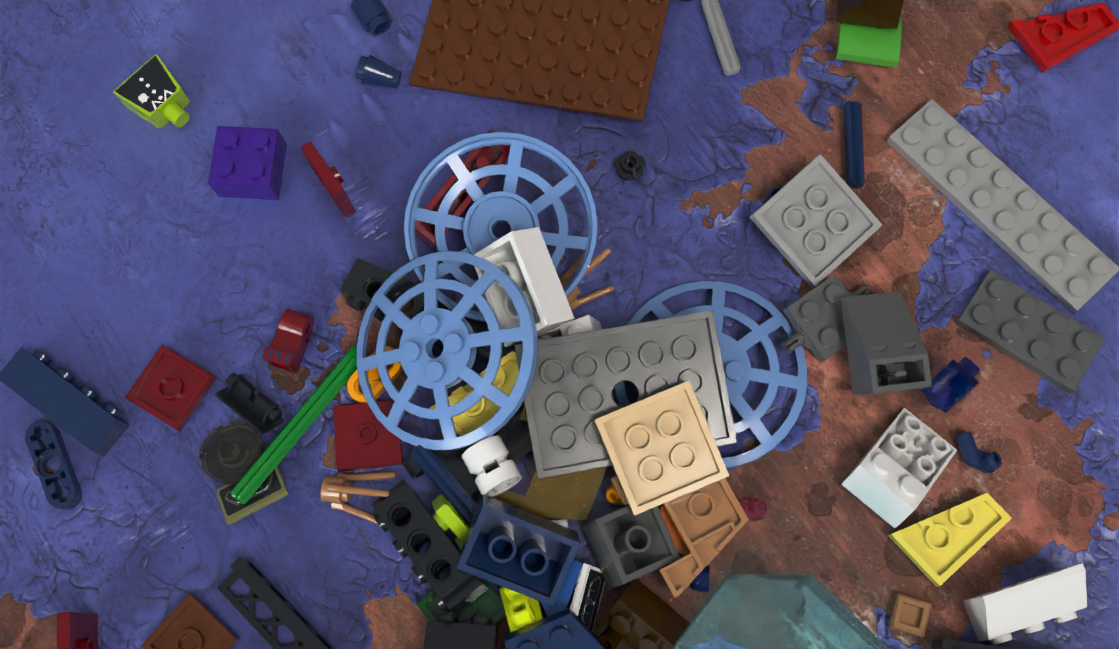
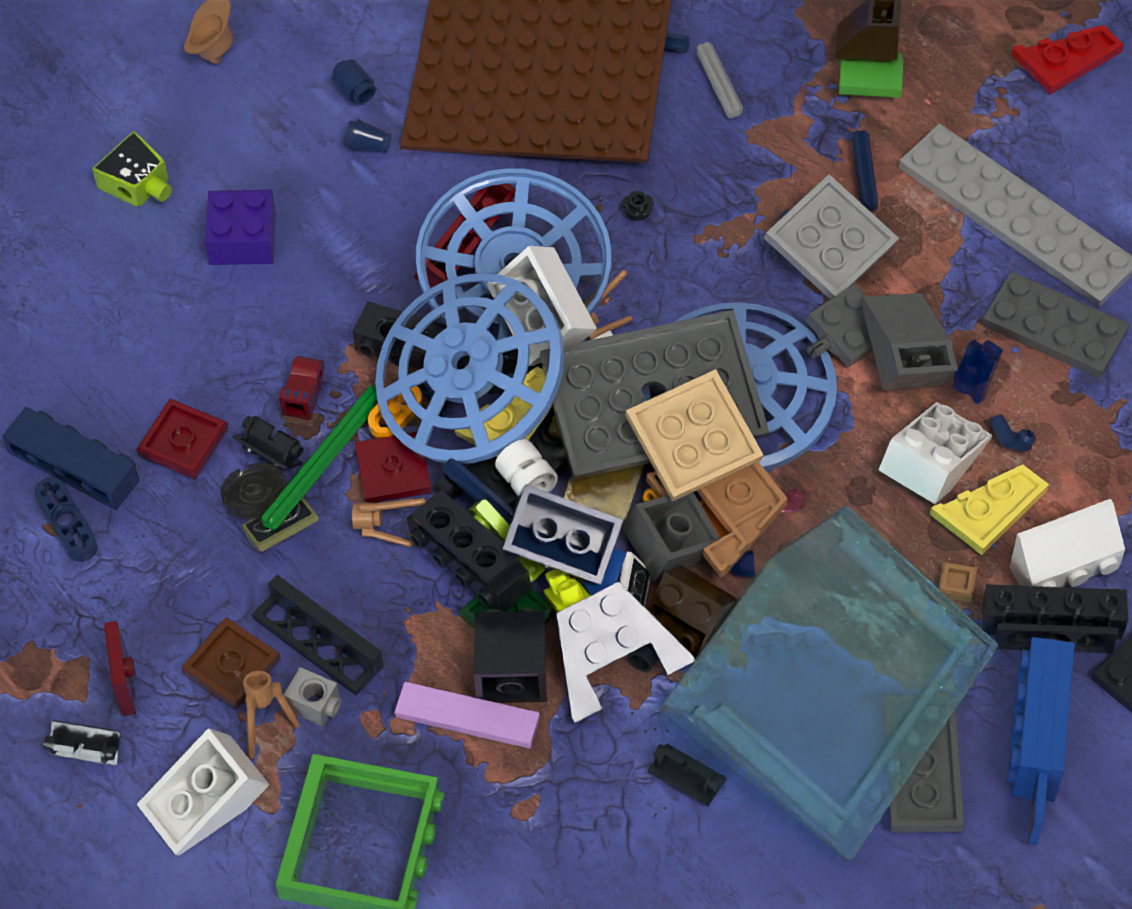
camera: 10 degrees left, 15 degrees down
(329, 178) = (329, 233): dark red plate -> none

